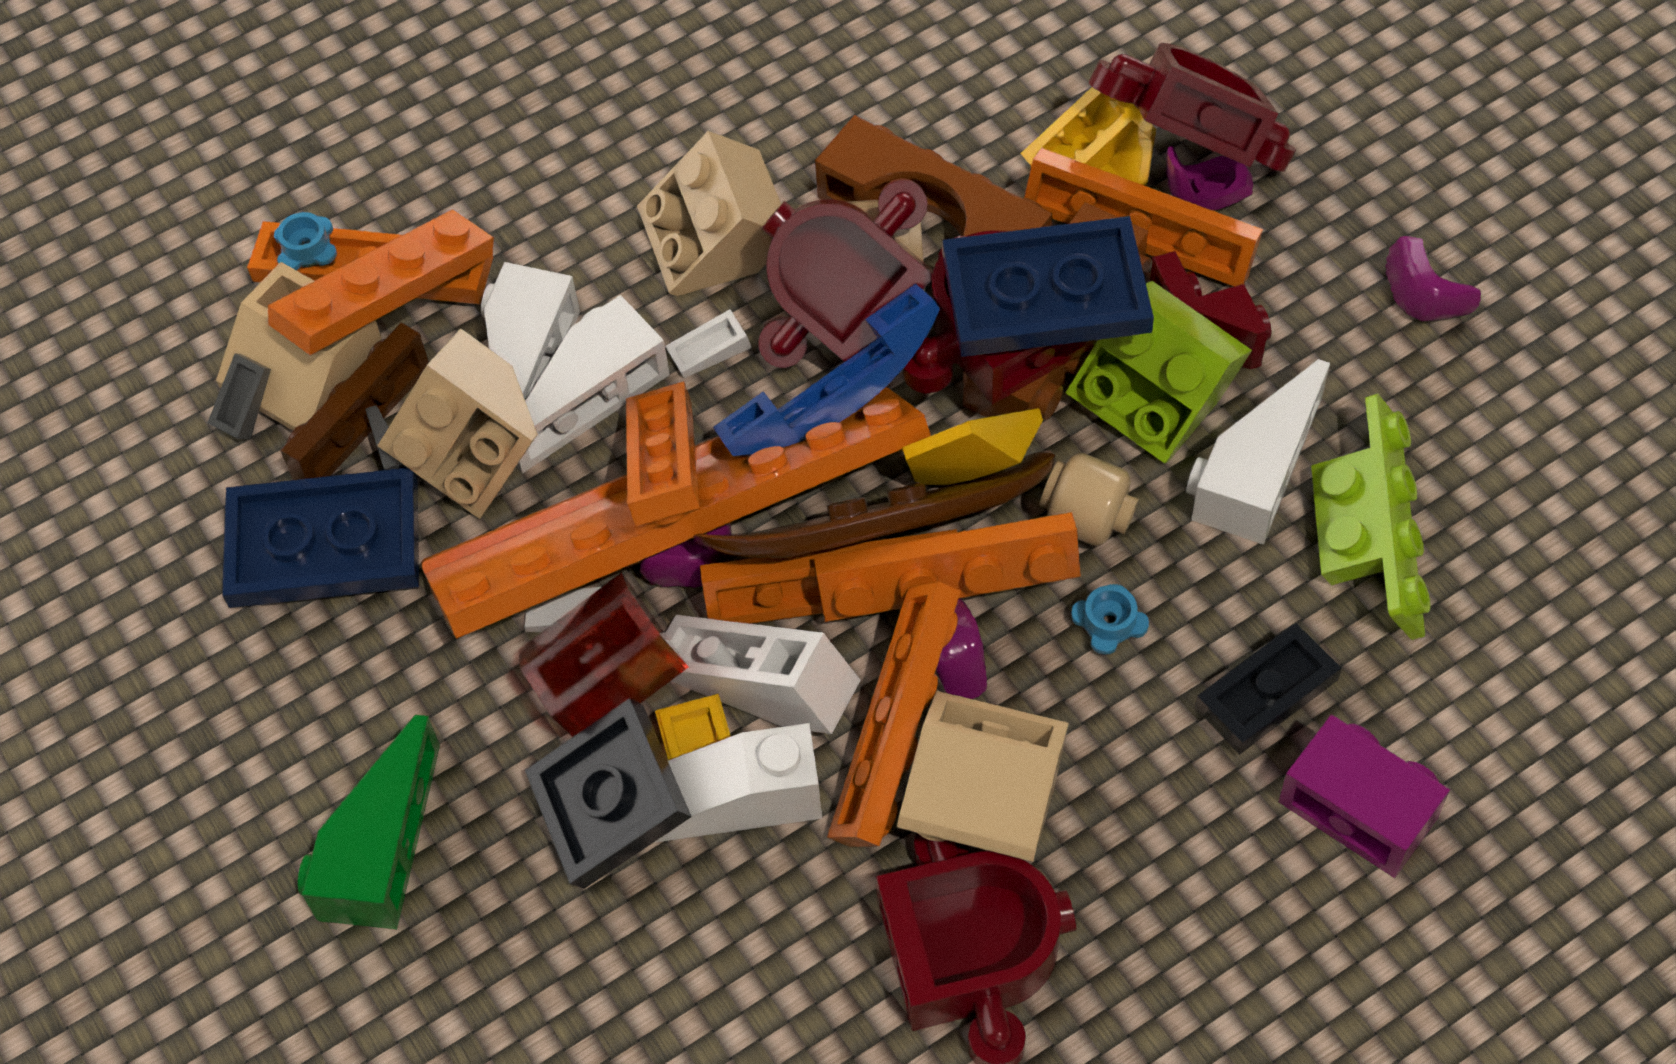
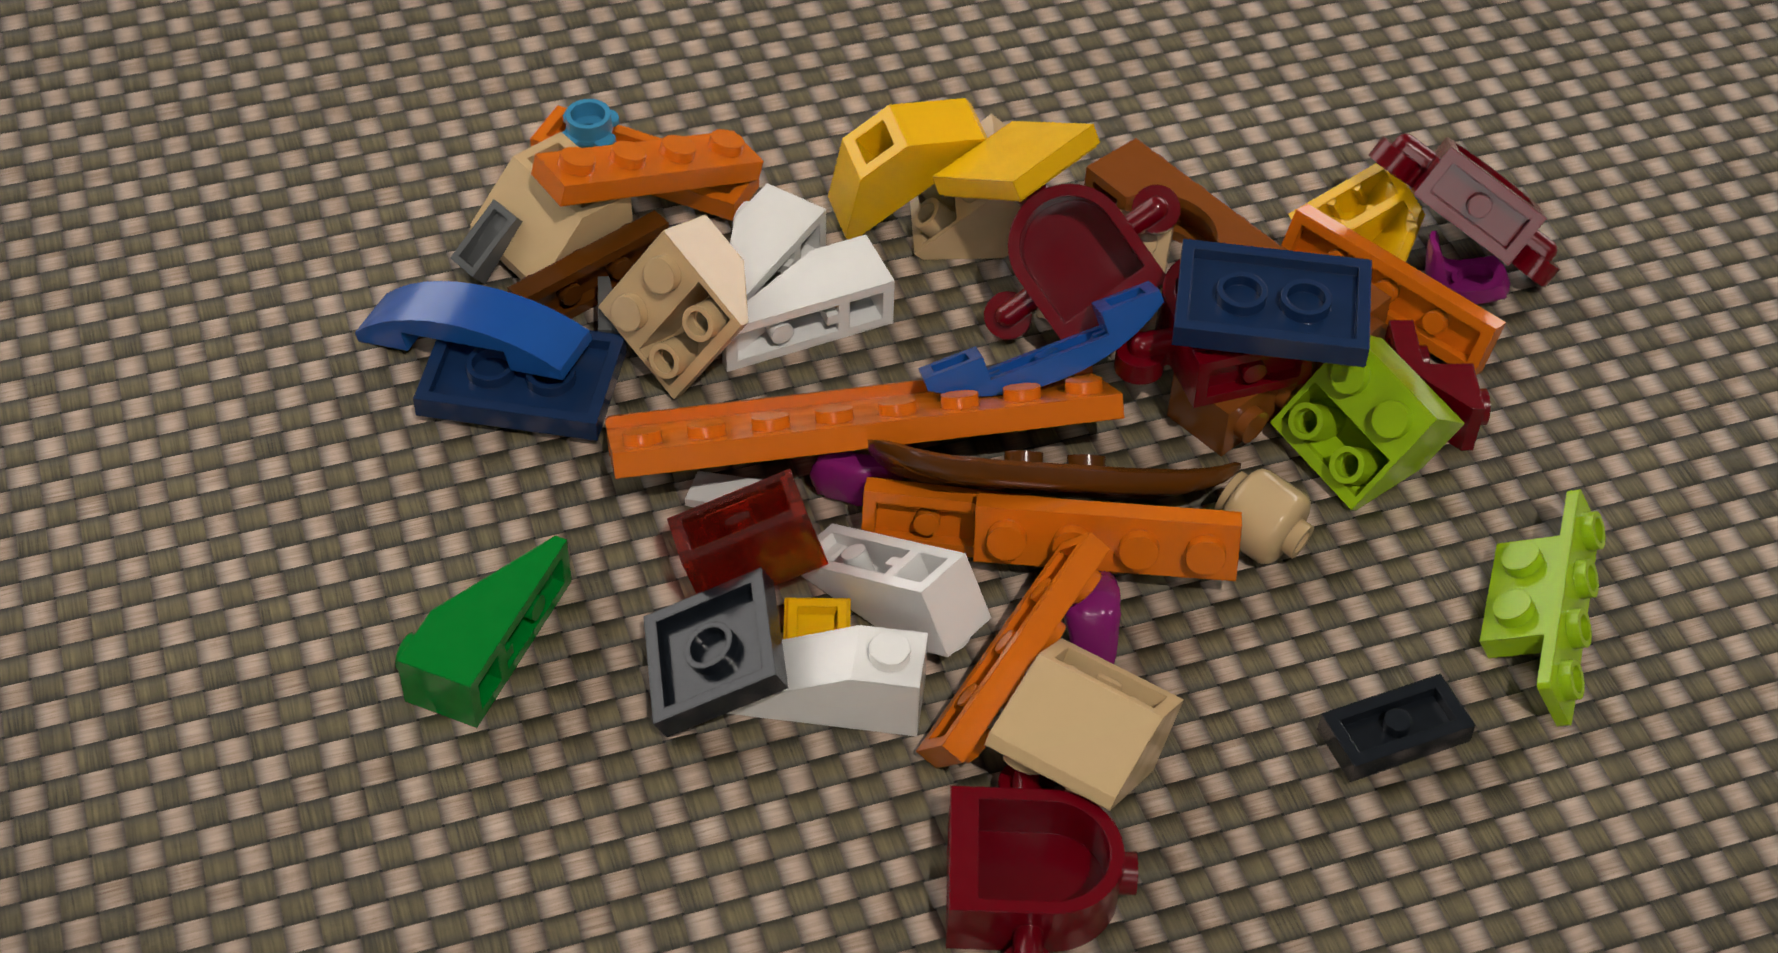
camera: 10 degrees right, 10 degrees down
(261, 491) = (470, 314): none -> blue slope
(632, 202) = (896, 156): none -> yellow slope
(661, 456) = (858, 372): orange plate -> none
(709, 344) = (938, 305): white piece -> none
(752, 187) = (1016, 160): none -> yellow tile
(973, 448) = (1161, 436): yellow slope -> none
(1110, 601) = (1259, 614): dark azure plate -> none
(1255, 459) = (1444, 522): white slope -> none
(1363, 794) = (1465, 846): magenta brick -> none
(1420, 289) = (1654, 419): magenta hair -> none

